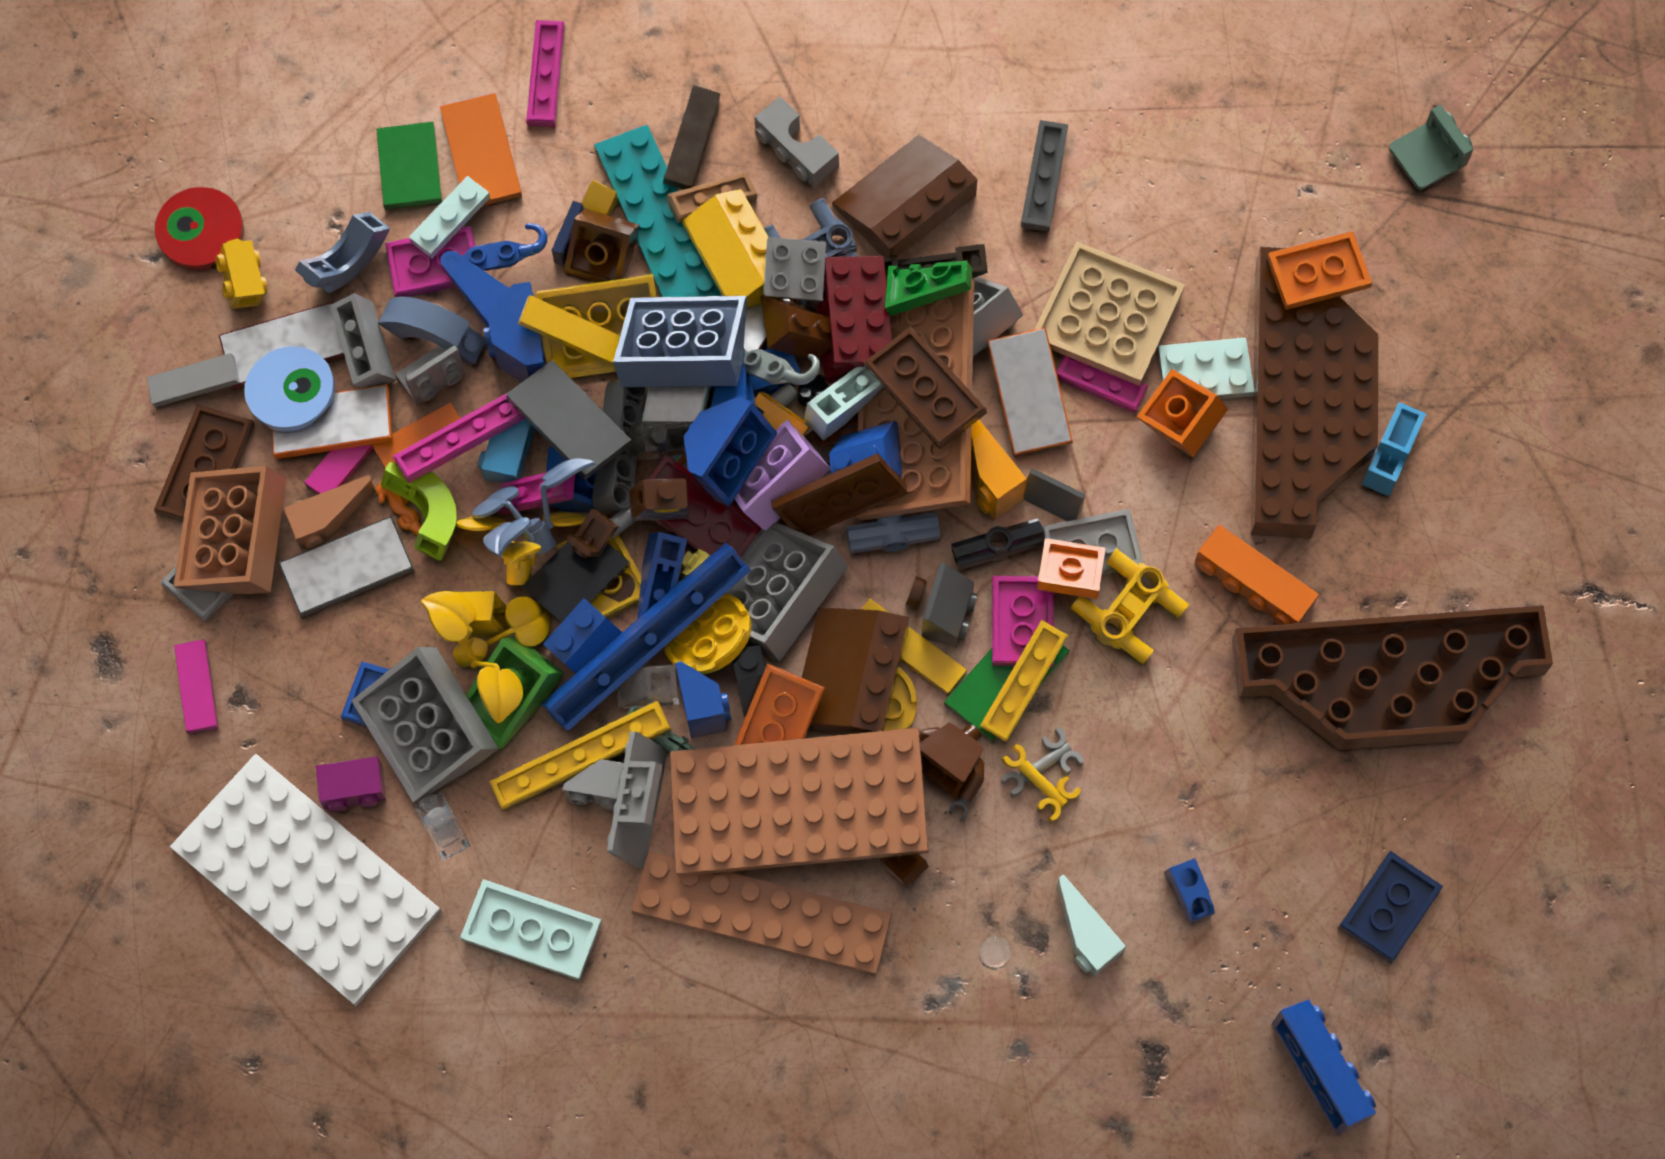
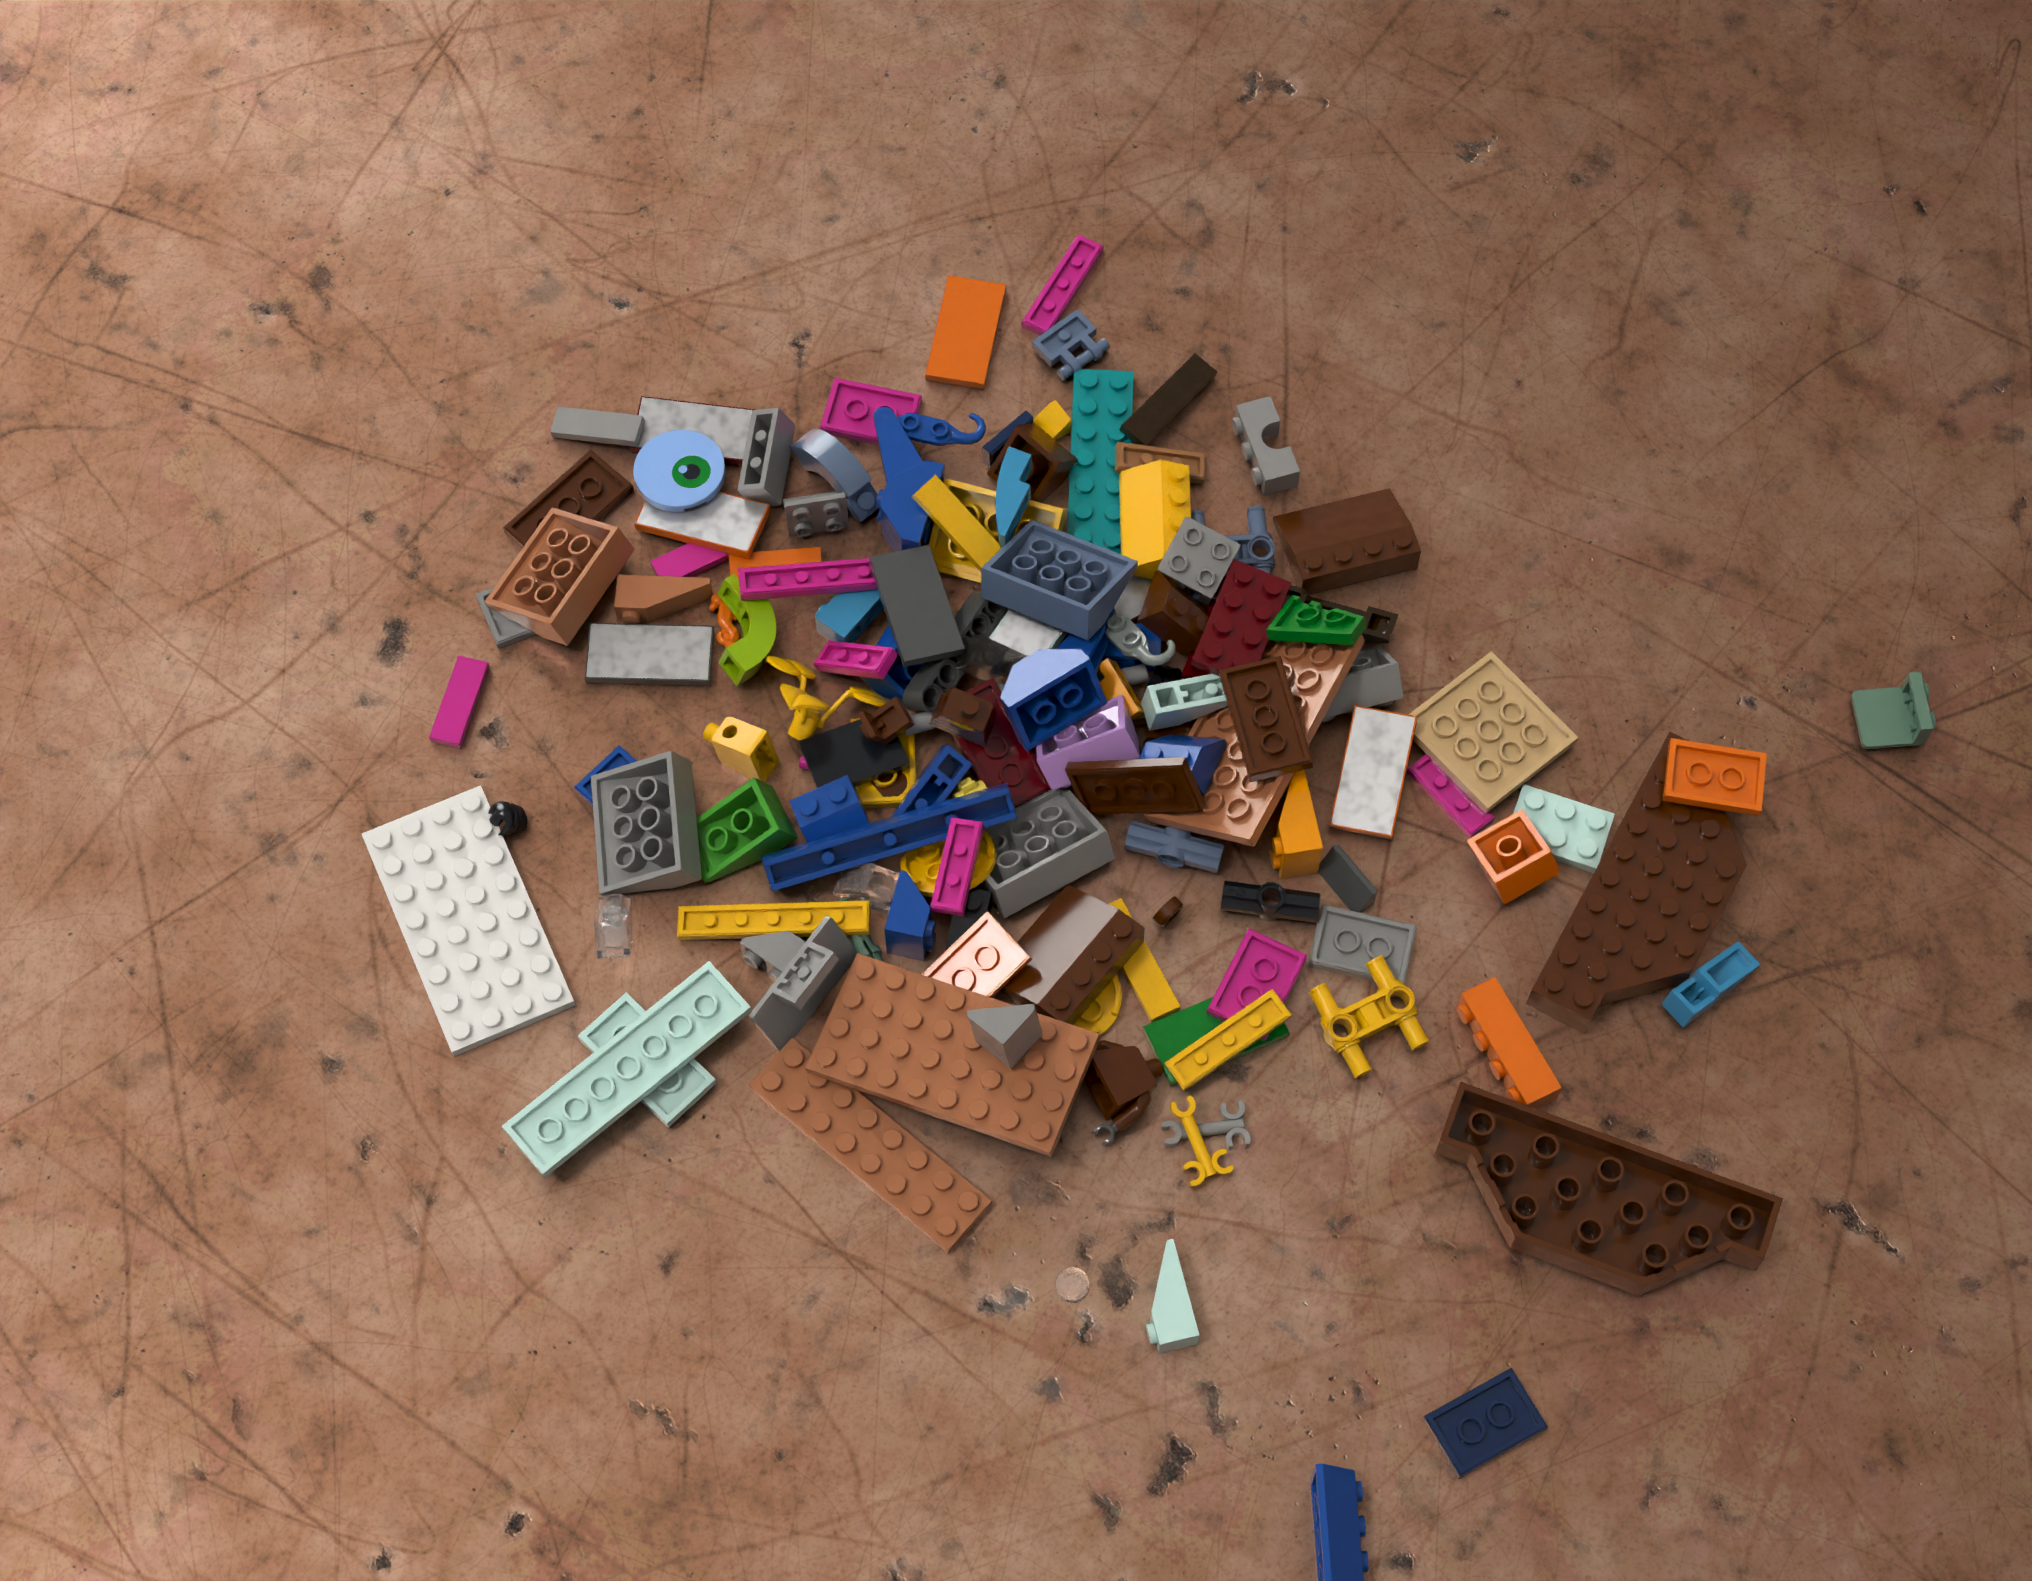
camera: 25 degrees right, 5 degrees down
(196, 226) = (673, 294): red tile -> none
(241, 274) = (690, 342): yellow brick -> none
(296, 767) = (511, 814): none -> black arm
(348, 256) = (792, 376): sand blue arch -> none
(350, 784) = (551, 851): magenta brick -> none
(409, 165) = (893, 317): green tile -> none
(449, 217) = (905, 378): light aqua plate -> none
(450, 617) = (724, 822): yellow plant -> none
(520, 948) = (626, 1069): none -> light aqua plate
(535, 529) = (833, 693): sand blue plant -> none
(572, 119) = (1064, 338): none -> sand blue plate
(603, 283) = (1012, 492): none -> dark azure slope
(722, 636) = (957, 866): none -> dark pink tile
(841, 764) = (1006, 1031): none -> light grey slope
(905, 867) = (1025, 1162): reddish brown bracket -> none
(948, 606) = (1190, 937): dark grey slope -> none
(1044, 175) = (1491, 577): dark grey plate -> none
(1071, 568) = (1327, 954): plate -> none
(1191, 890) = (1292, 1313): blue leg -> none

